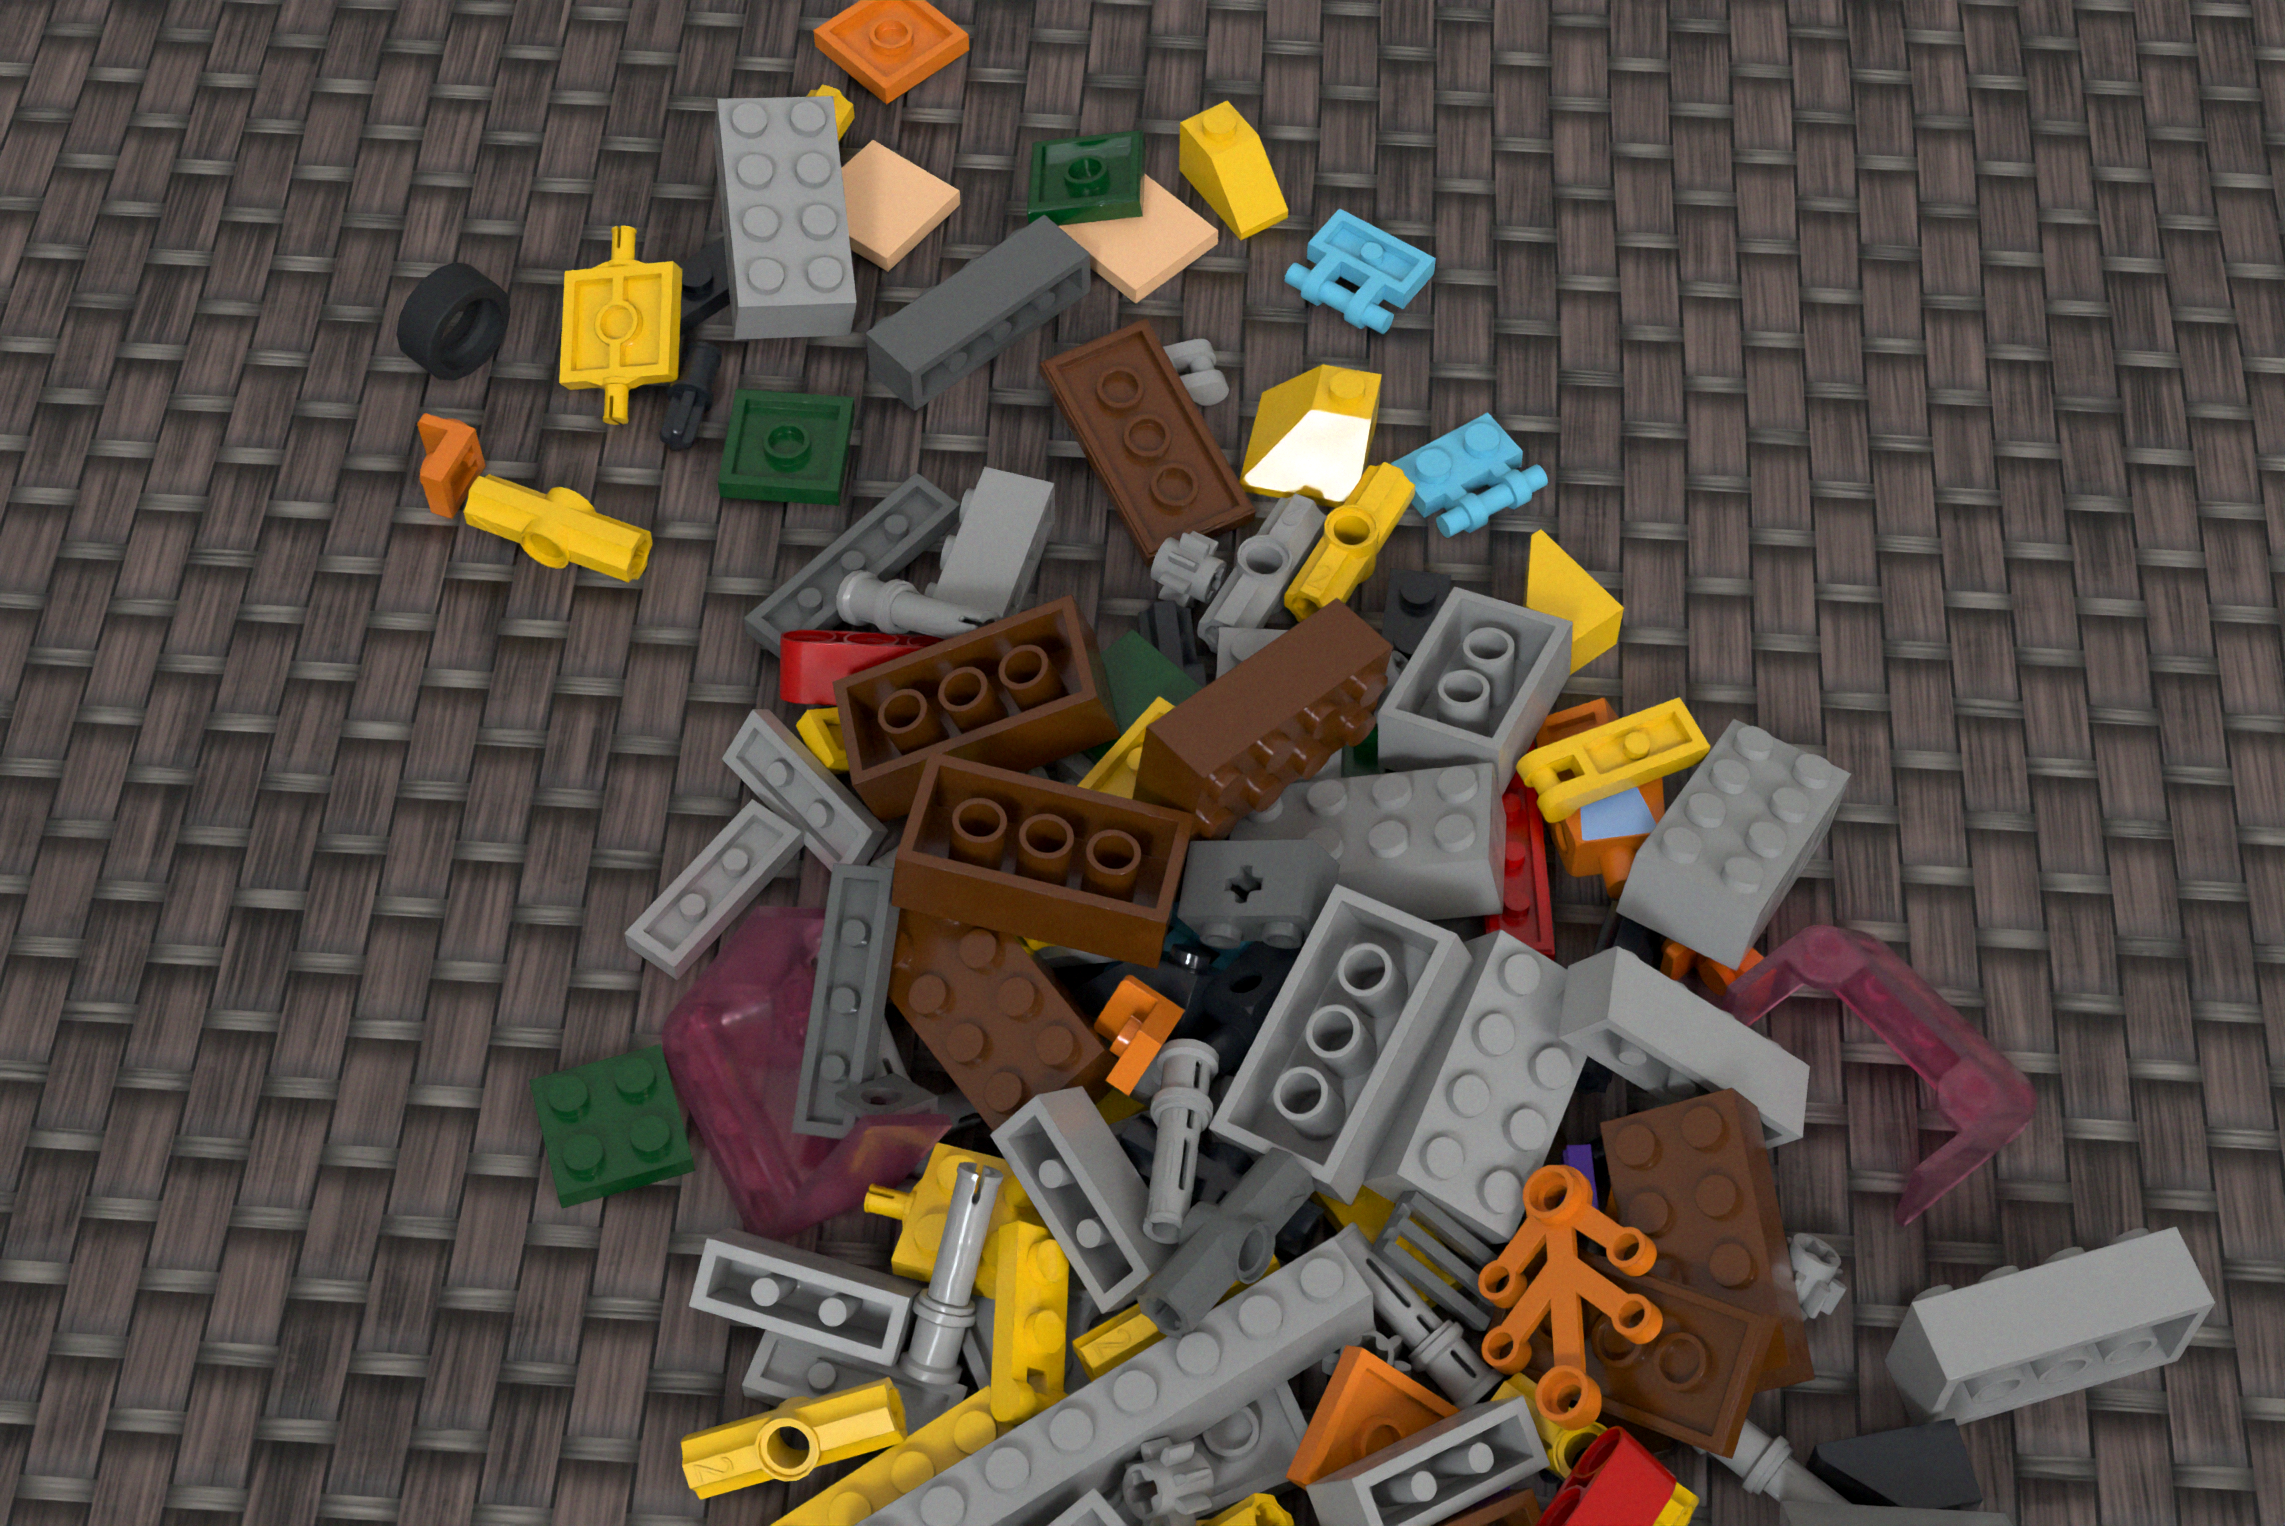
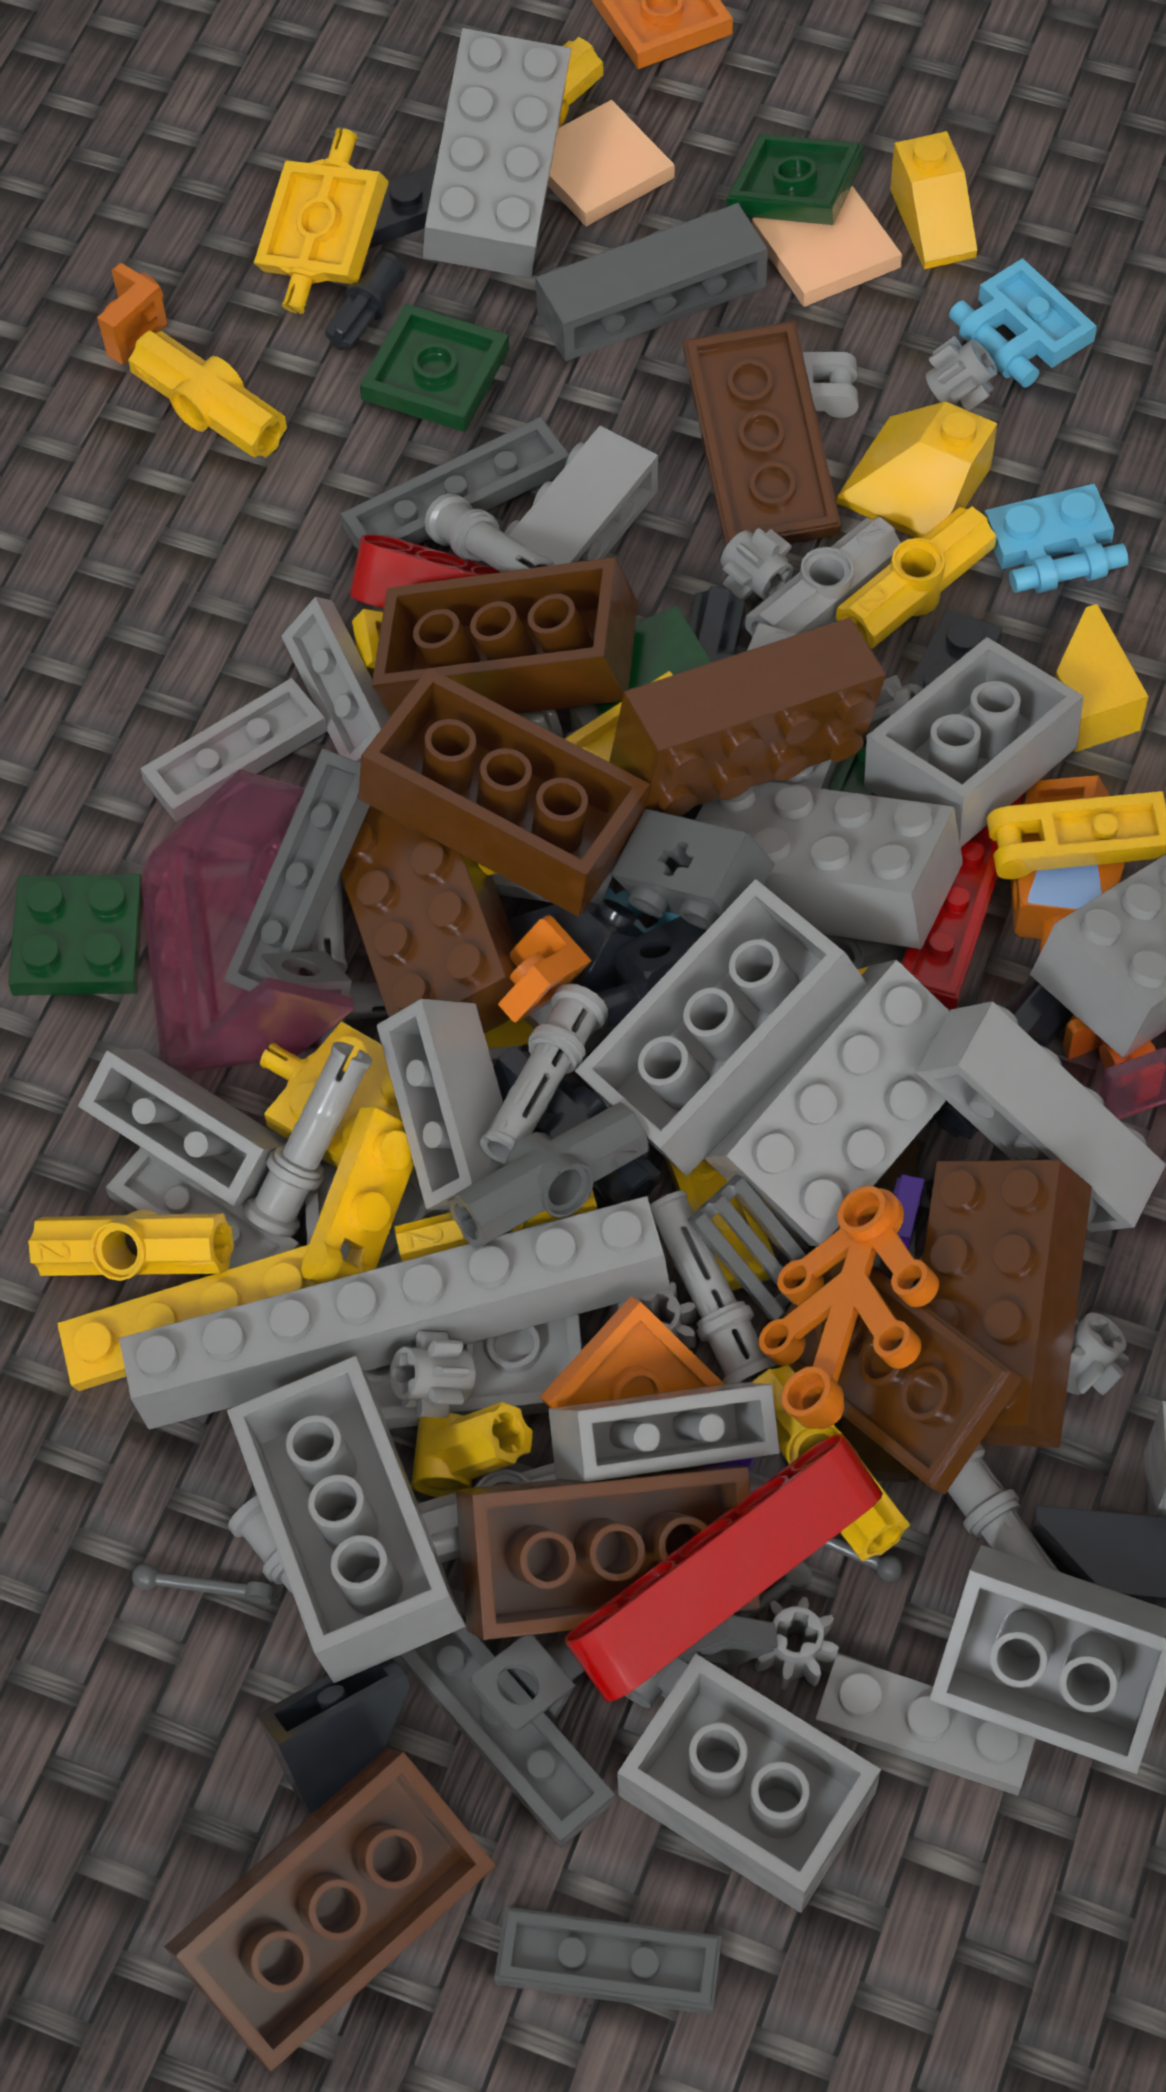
camera: 20 degrees right, 5 degrees up
(434, 306) = (157, 163): black tyre -> none
(1321, 334) = (961, 373): none -> light grey gear

